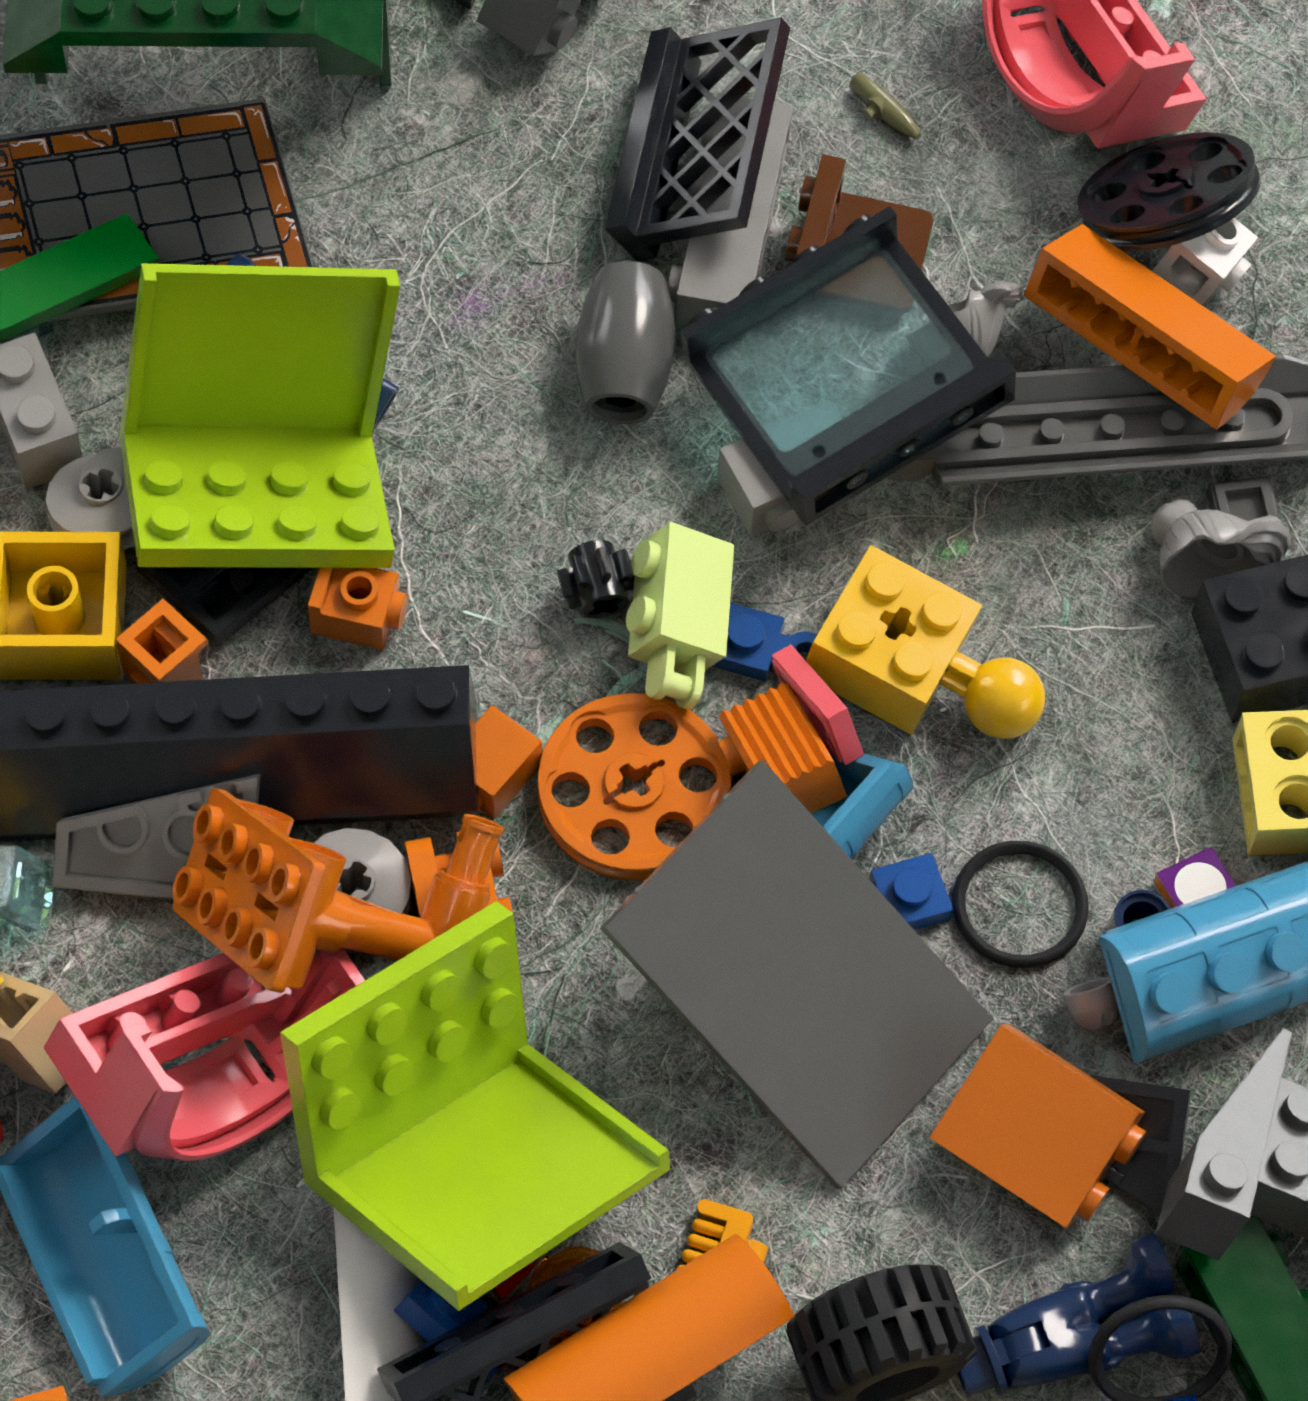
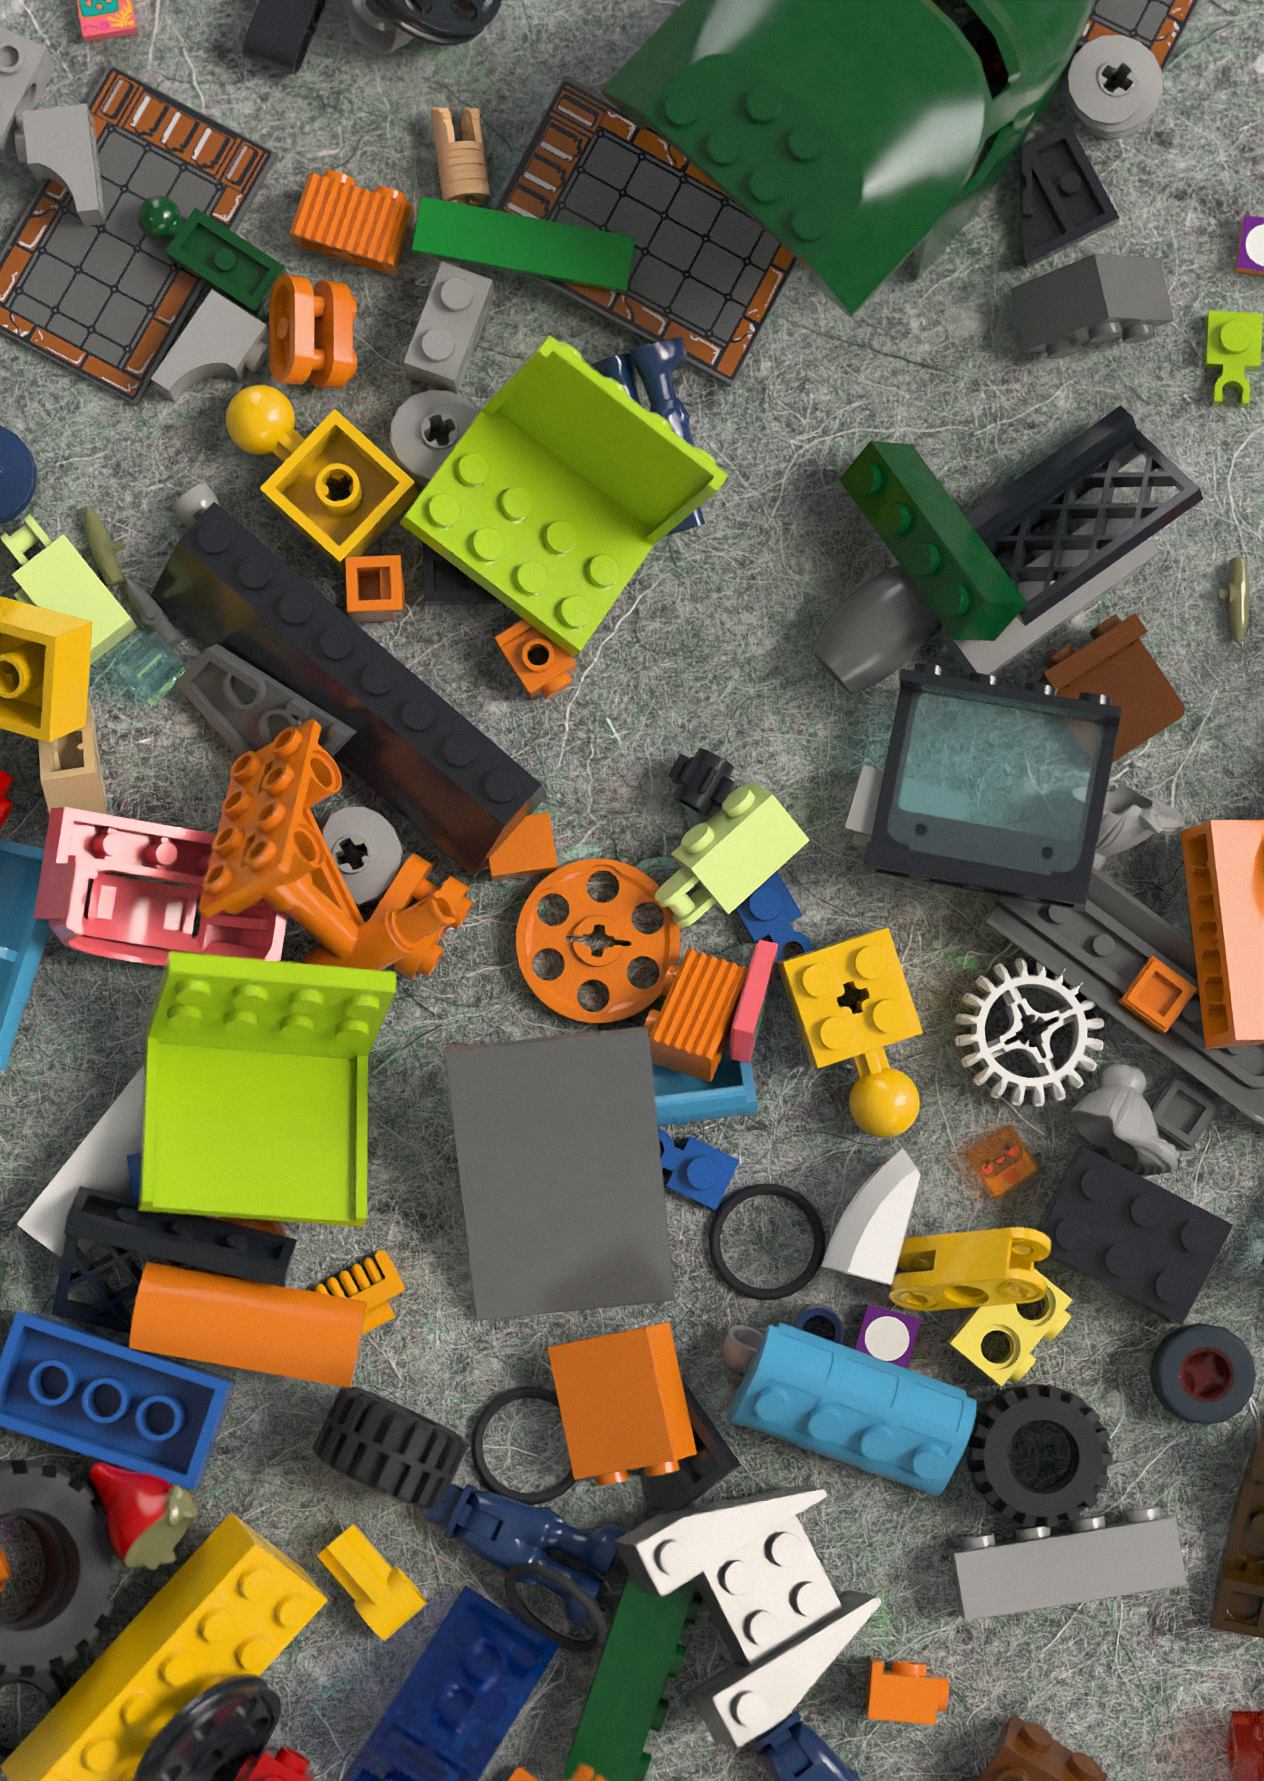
camera: 45 degrees right, 20 degrees up
(606, 230) = (933, 541): none -> dark green brick
(995, 1192) = (477, 1447): none -> black tyre
(1022, 525) = (1040, 1055): none -> white gear
(1102, 788) = (875, 1222): none -> white slope
(1135, 426) = (1157, 995): none -> orange tile
(1145, 671) = (1002, 1161): none -> clear orange tile
(1213, 754) = (970, 1269): none -> yellow piece

